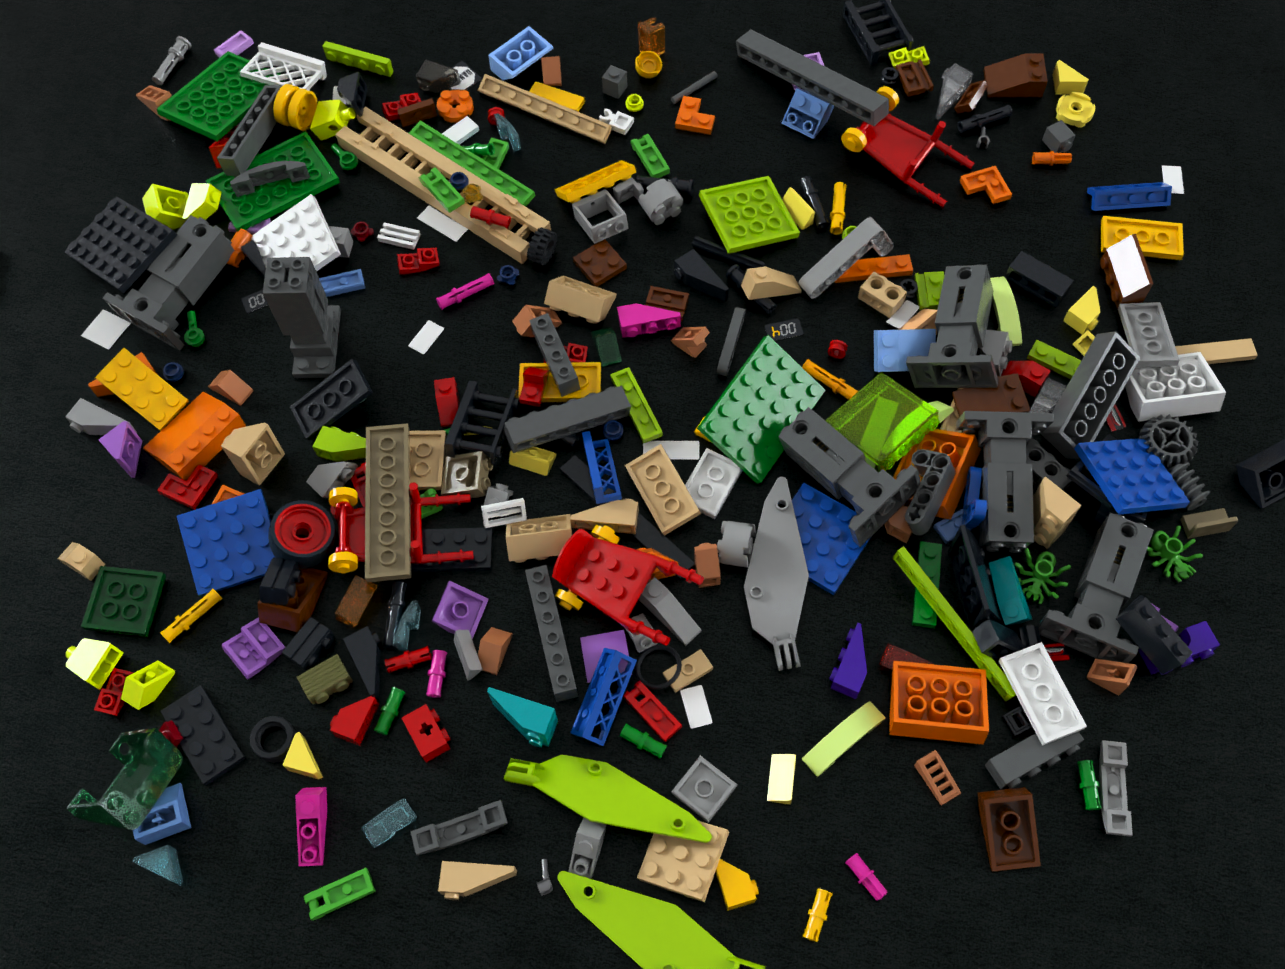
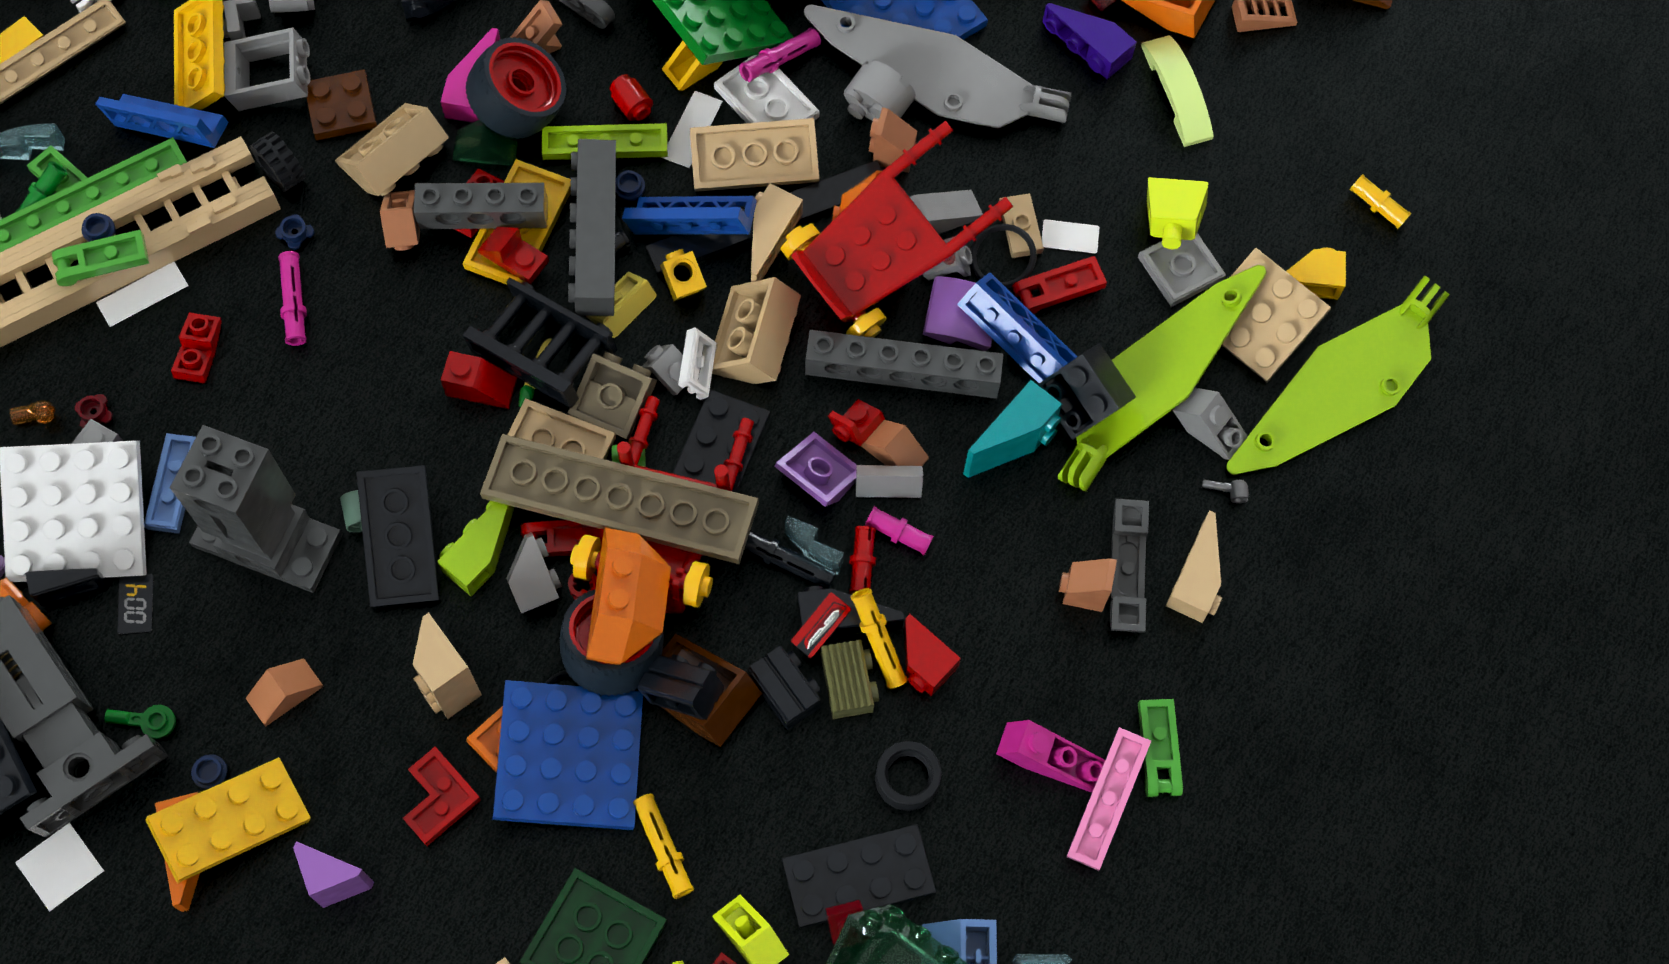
camera: 75 degrees left, 5 degrees up
(92, 419) = (241, 916): light grey slope -> none
(194, 435) = (345, 766): orange slope -> none
(253, 648) = (752, 770): medium lavender slope -> none
(291, 870) = (1108, 799): none -> bright pink plate
(300, 758) = (954, 742): light yellow slope -> none
(318, 524) = (627, 598): none -> orange wedge
(350, 205) = (41, 411): none -> clear orange arm
(350, 647) = (821, 625): none -> sticker
(355, 601) = (745, 604): clear orange hinge -> none
(355, 677) = (874, 626): none -> yellow pin
(388, 822) = (1087, 655): clear light blue slope -> none
(389, 711) = (928, 608): green pin -> none
(400, 234) = (129, 357): white tile -> none
(426, 337) = (340, 381): white sticker -> none
(430, 745) = (968, 579): red brick -> none
(434, 804) = (1088, 583): none -> nougat slope
(472, 193) = (128, 211): clear yellow plate -> none
(490, 217) = (193, 206): red pin -> none
(500, 620) = (856, 423): none -> red bracket
(545, 184) = (164, 119): none -> blue fence
(551, 481) = (678, 288): none -> yellow brick
(569, 751) = (1088, 390): none -> black slope
(643, 740) = (1095, 309): green pin -> none
(655, 334) = (515, 88): none -> wheel
(667, 299) = (454, 41): reddish brown plate -> none
(672, 406) = (631, 97): none -> red brick
(738, 766) = (1175, 209): none -> neon yellow torso
(745, 478) = (771, 59): none -> dark pink pin
(781, 778) = (1199, 166): slope -> none
(866, 877) = (1352, 133): dark pink axle -> none

